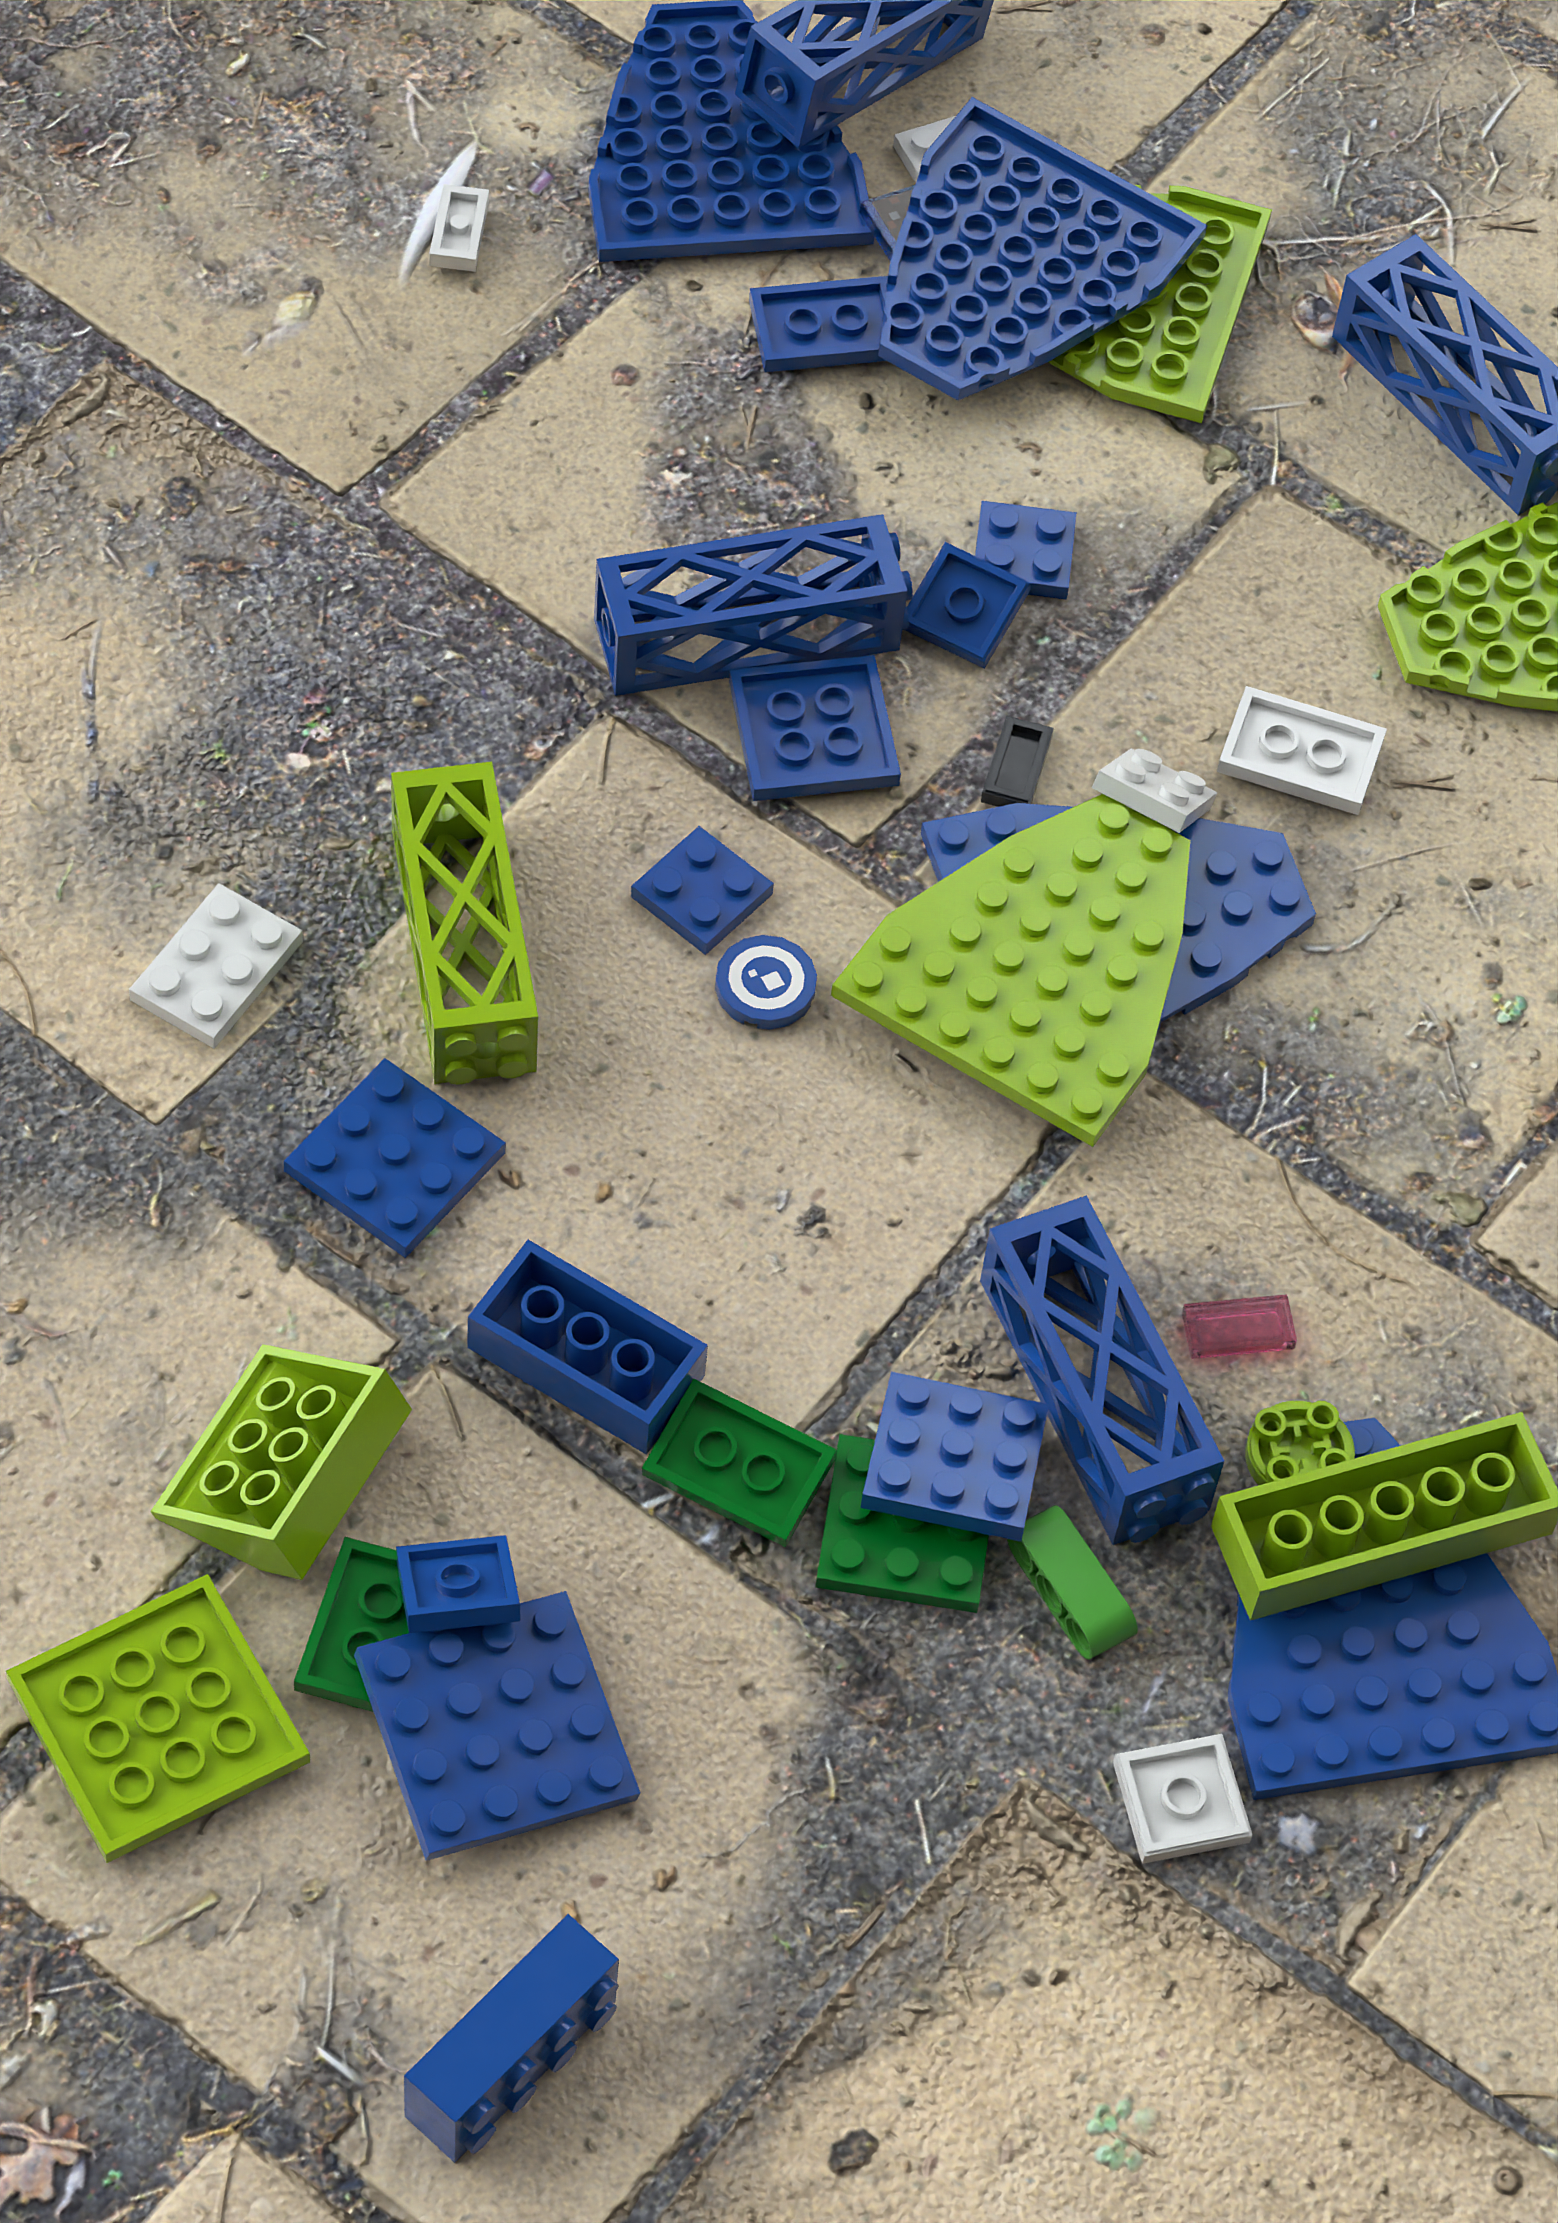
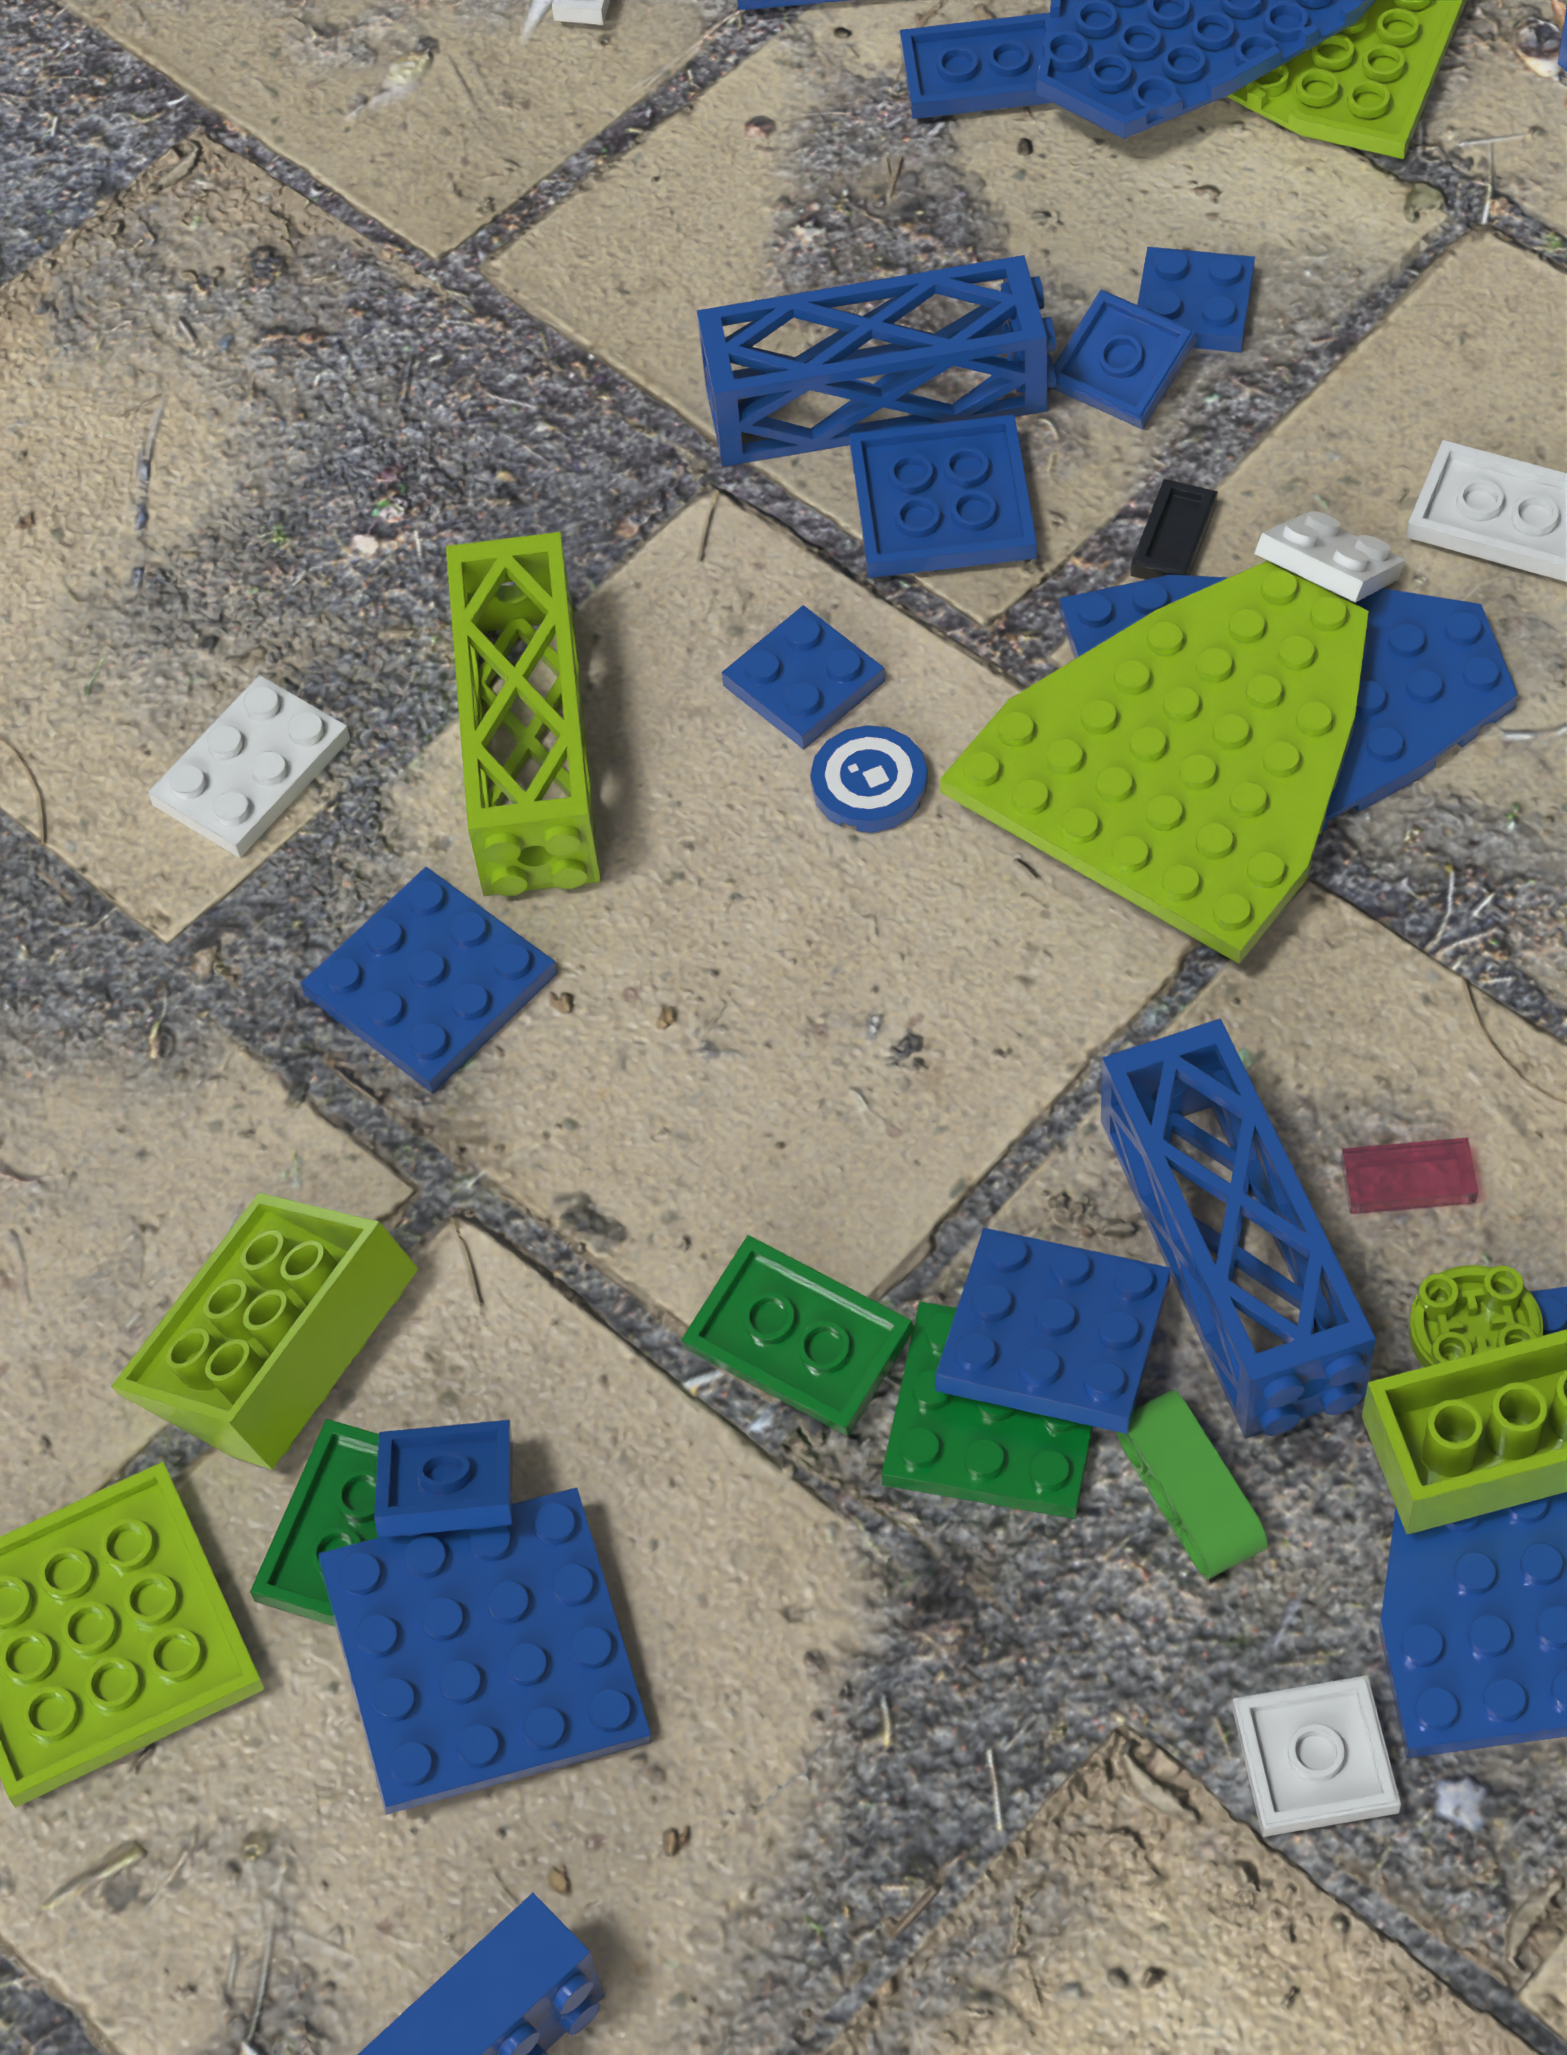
camera: 15 degrees right, 0 degrees up
(586, 1346) = (624, 1195): blue brick -> none

